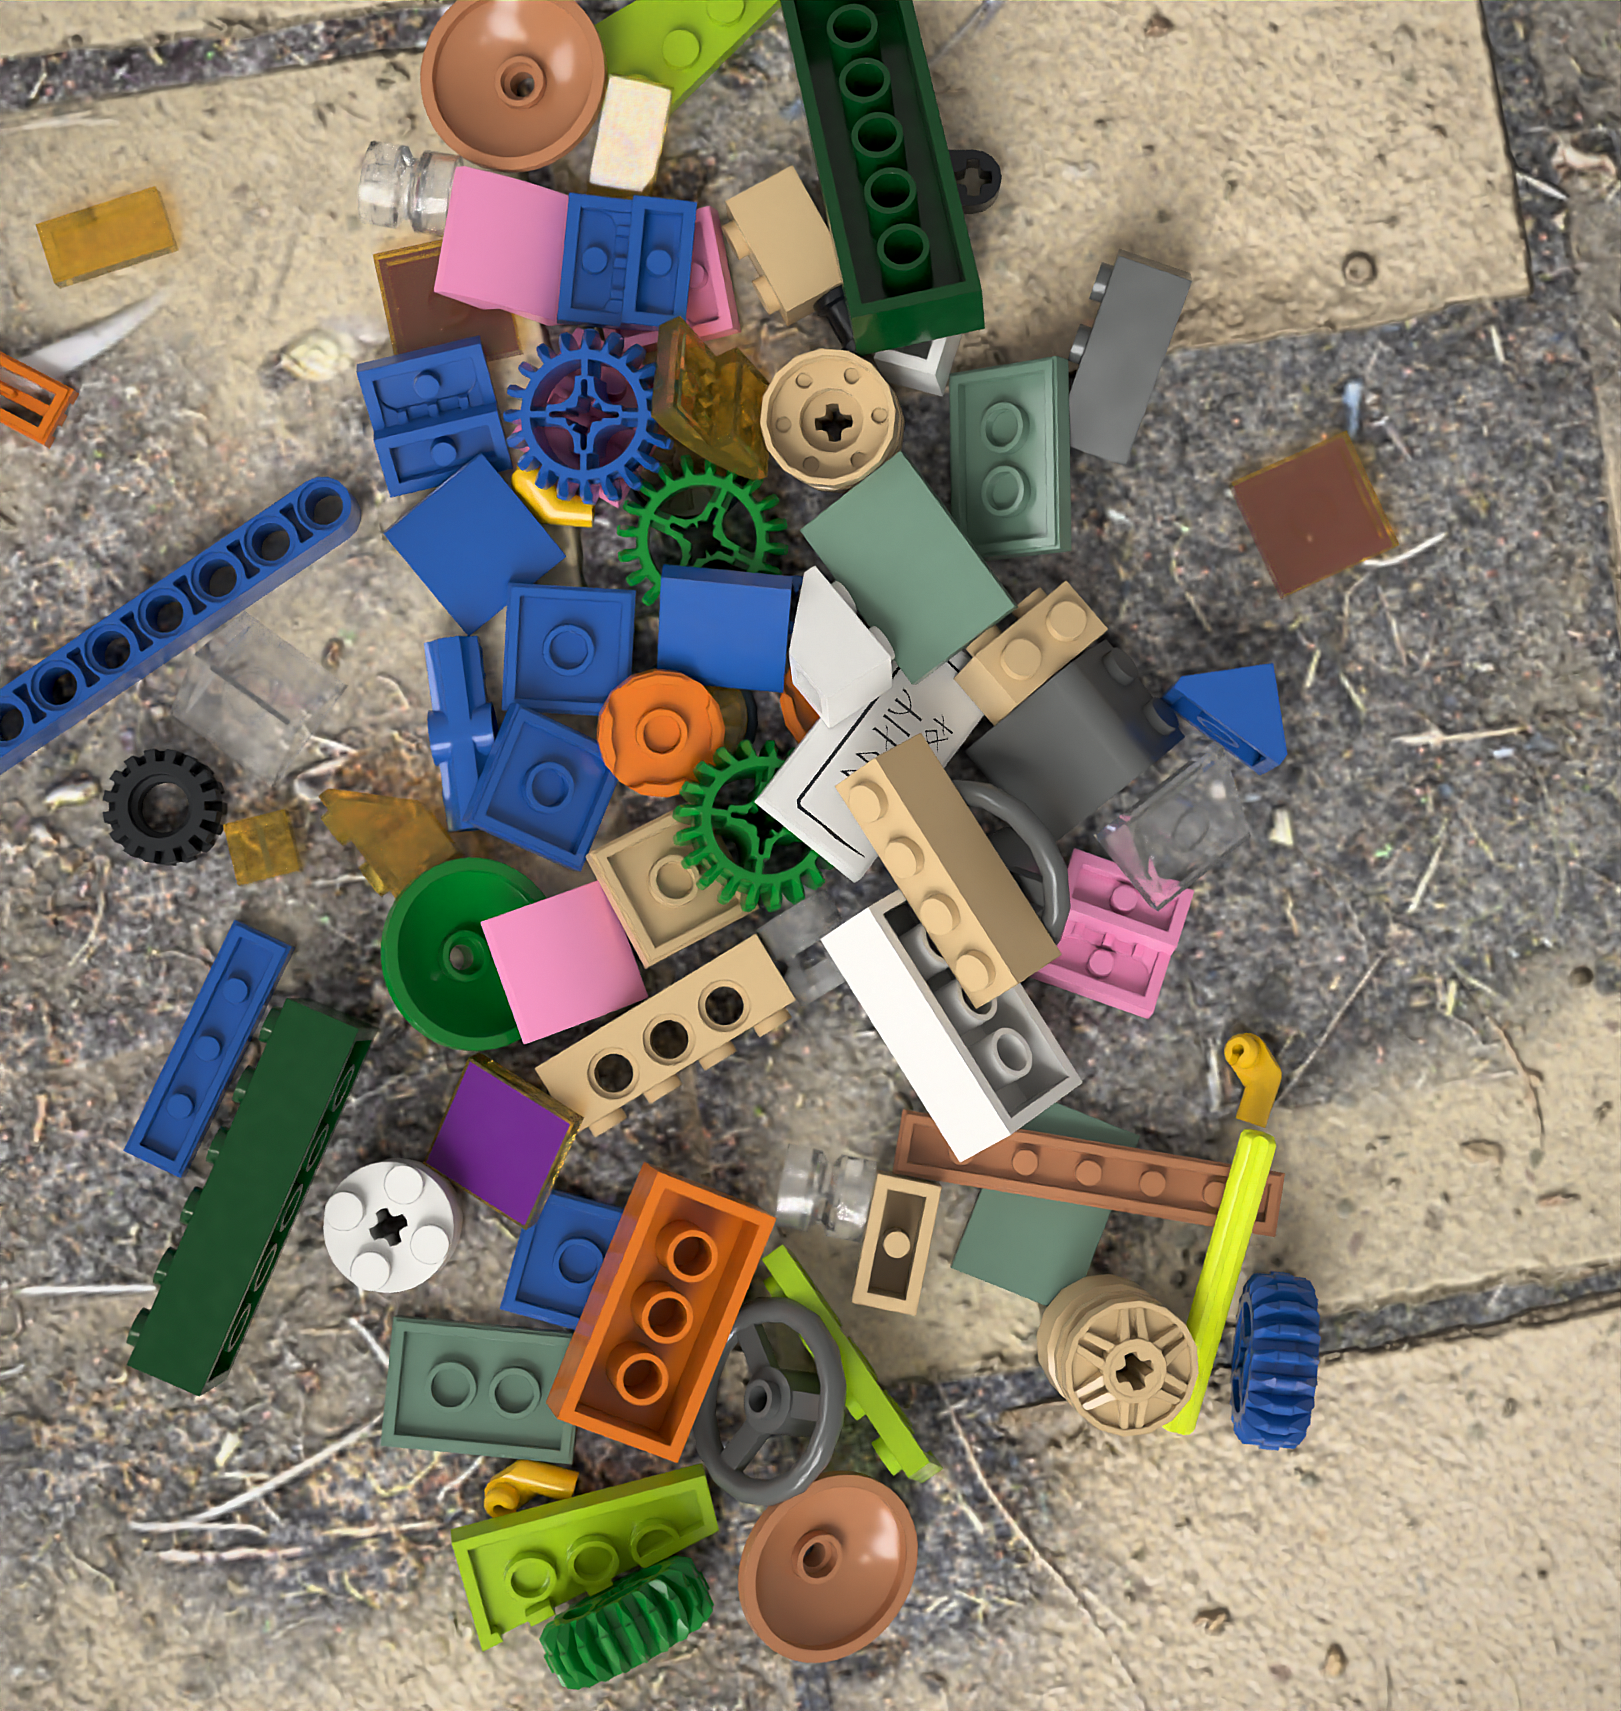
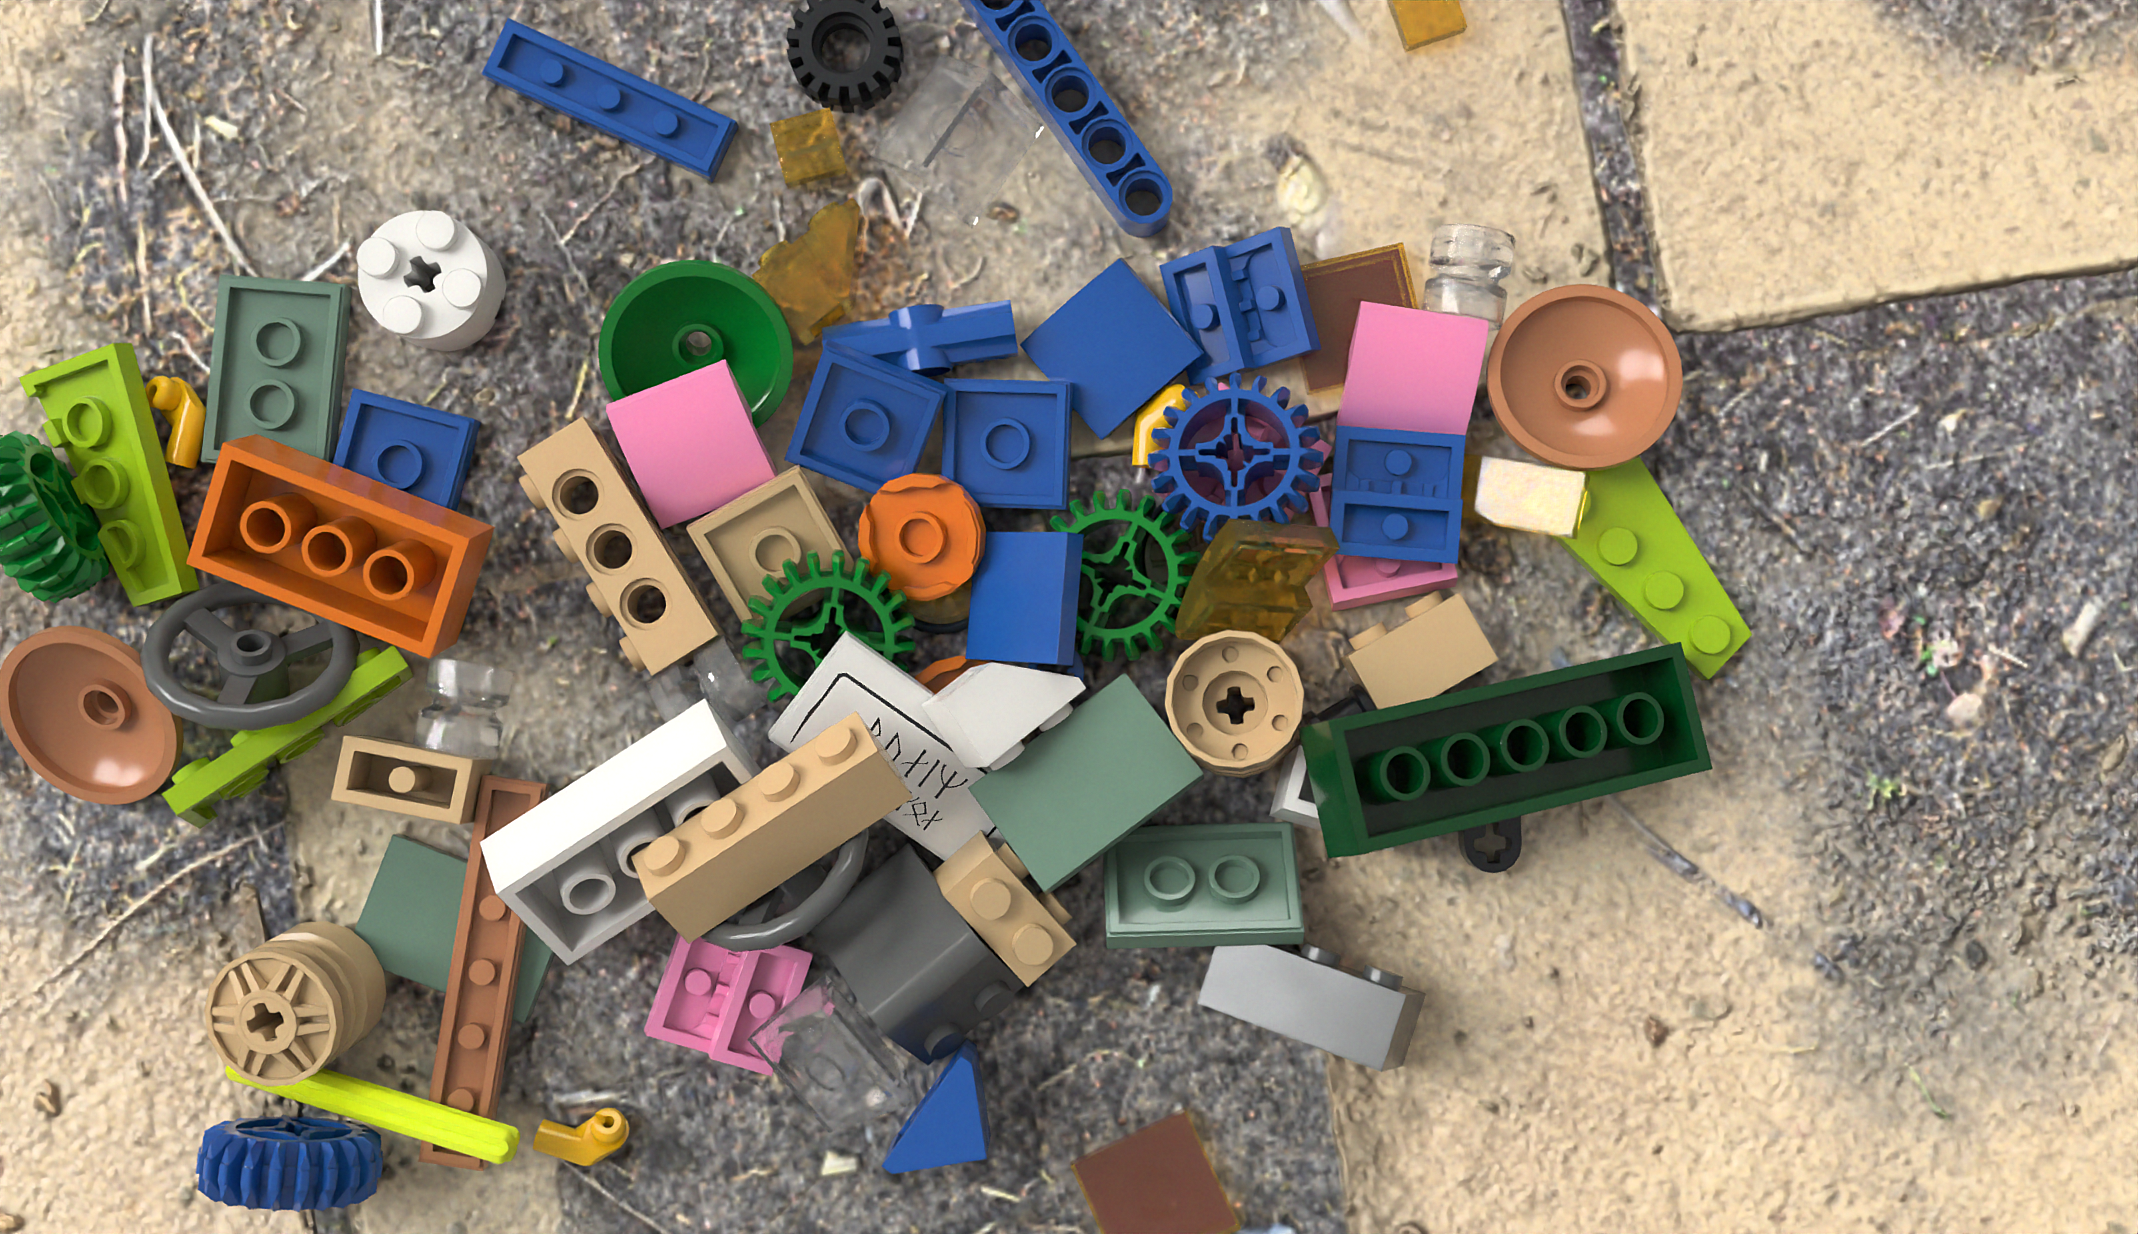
camera: 80 degrees right, 0 degrees up
(251, 1195) = (455, 139): dark green brick -> none
(503, 1140) = (513, 387): dark purple tile -> none

